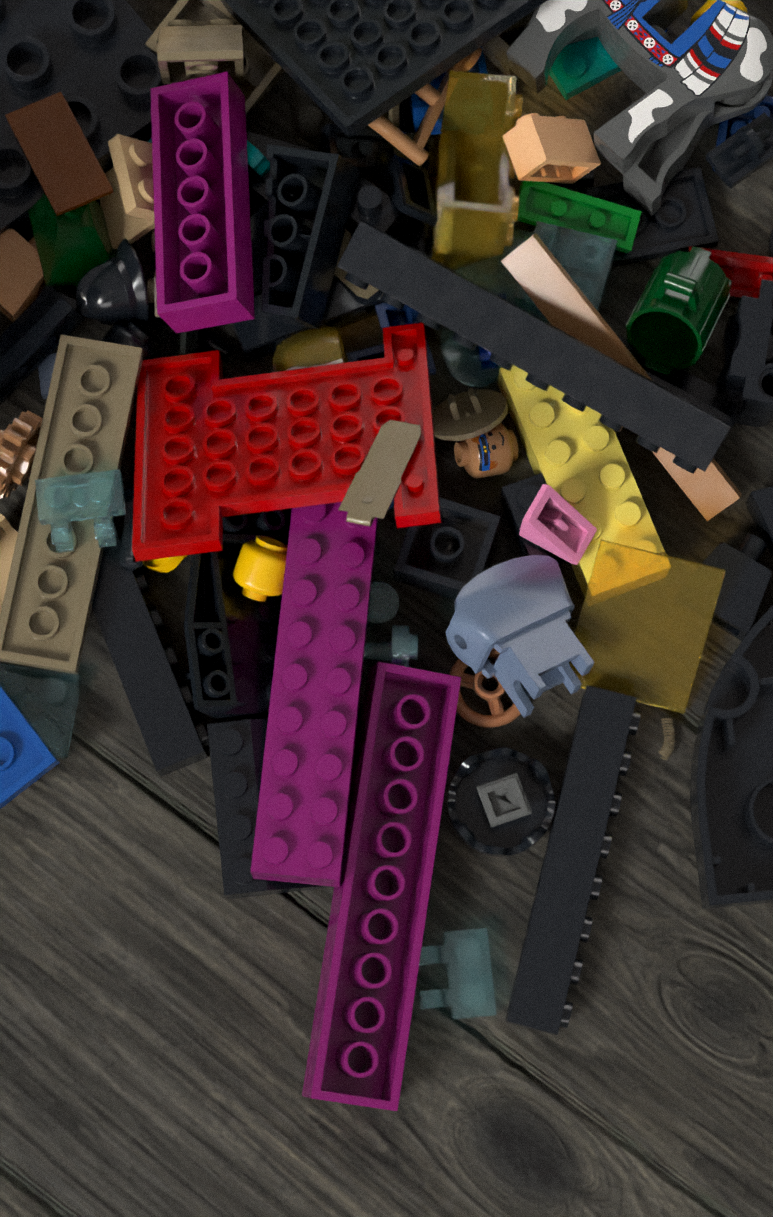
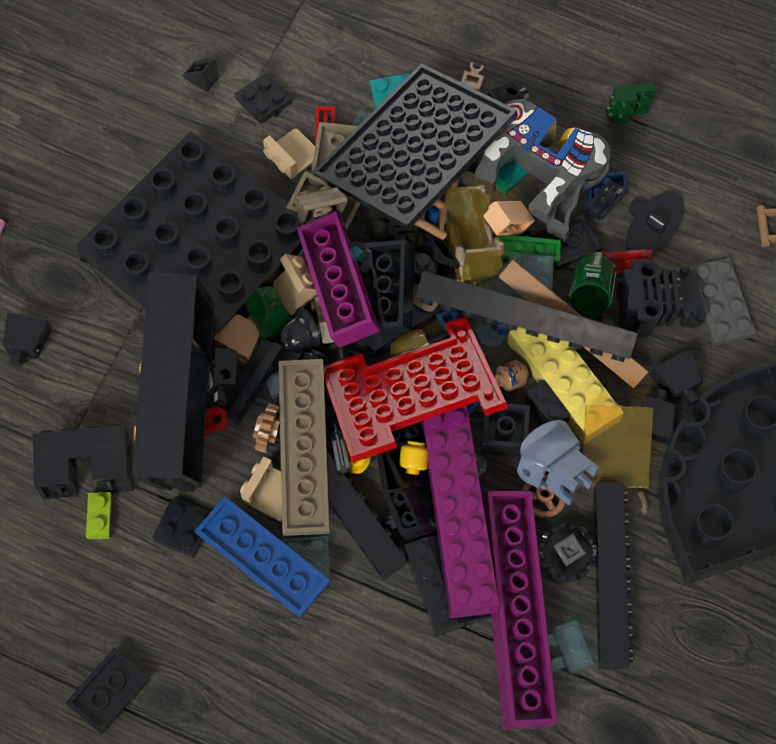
camera: 15 degrees left, 10 degrees down
(59, 153) = (256, 270): reddish brown piece -> none
(81, 498) = (311, 441): clear light blue plate -> none
(380, 473) = (469, 389): dark tan piece -> none
(400, 651) = (496, 483): clear light blue plate -> none
(469, 414) = (501, 357): dark tan piece -> none
(557, 526) = (561, 403): bright pink slope -> none

